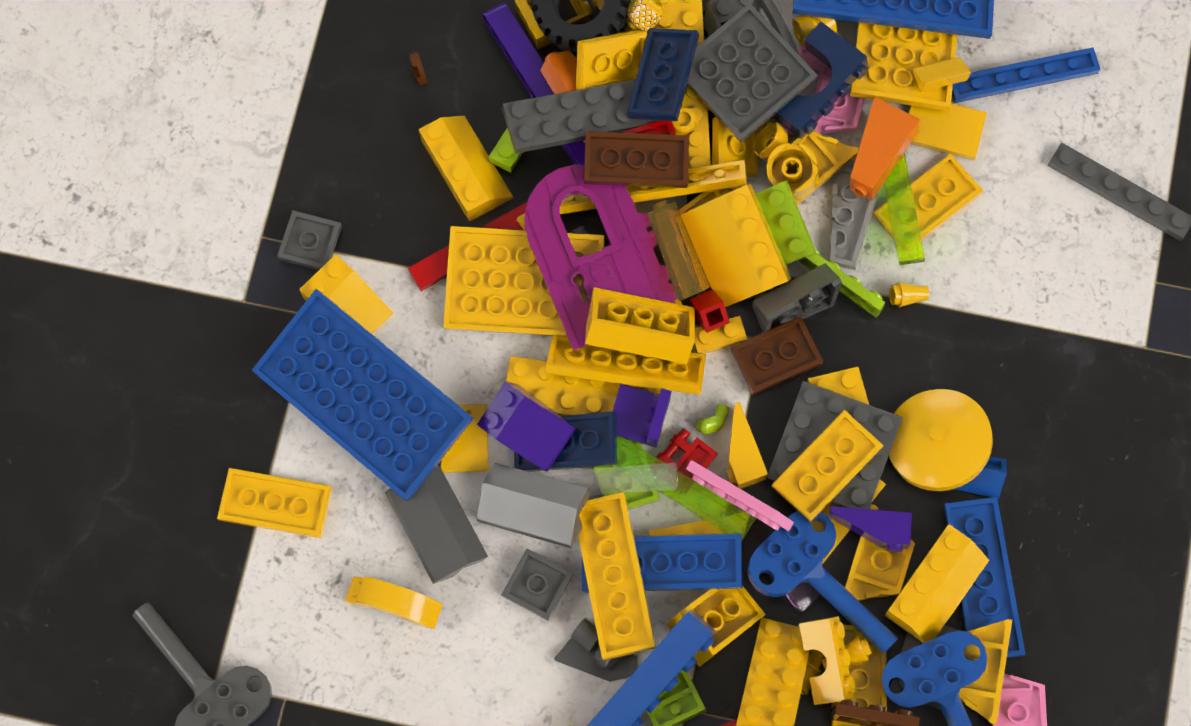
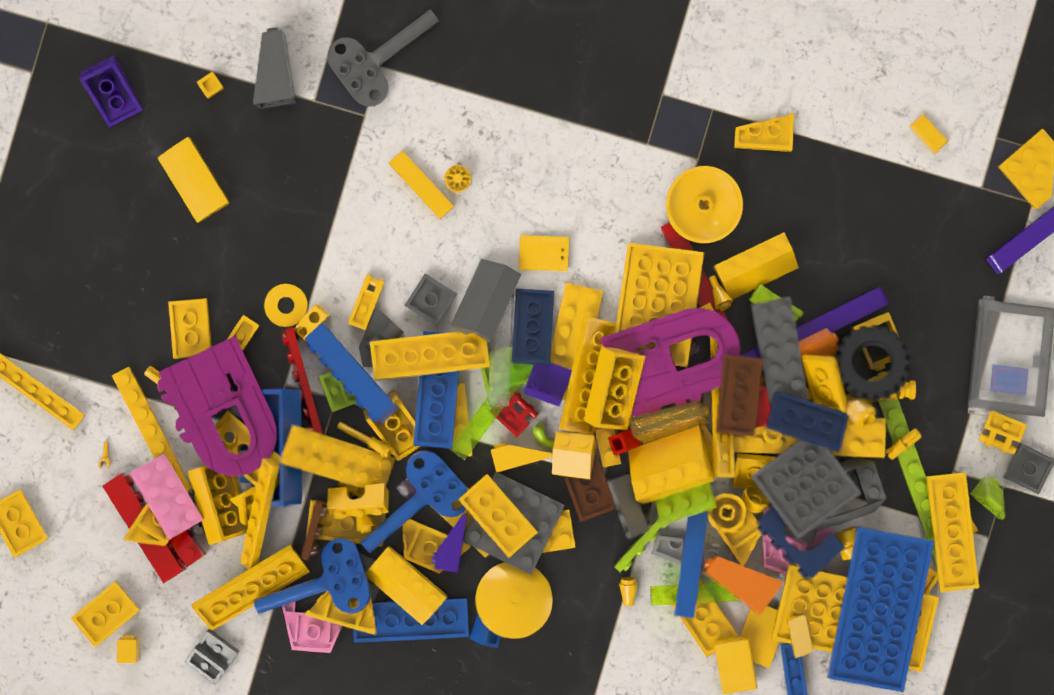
camera: 90 degrees right, 15 degrees up
(274, 503) = (506, 113): yellow tile -> none
(293, 165) = (766, 135): none -> yellow wing
(309, 240) = (704, 145): dark grey plate -> none
(349, 292) = (653, 171): yellow slope -> none
(362, 394) = (577, 180): blue plate -> none
(367, 559) = (457, 178): none -> yellow wheel
(371, 621) = (421, 185): none -> yellow tile
(387, 233) = (704, 204): none -> yellow dish
(394, 600) = (424, 196): yellow arch -> none
(418, 69) = (838, 234): reddish brown tile -> none
(438, 528) = (480, 229): dark grey slope -> none
(508, 204) = (721, 298): none -> yellow cone
(526, 425) = (545, 299): dark purple slope -> none
(547, 674) = (366, 302): none -> yellow plate
(734, 374) = (573, 455): none -> yellow slope
(739, 497) = (476, 452): bright pink plate -> none
(744, 647) = (373, 443): none -> yellow pin
(867, 213) = (691, 565): none -> blue tile
(988, 152) = (735, 664): none -> yellow piece

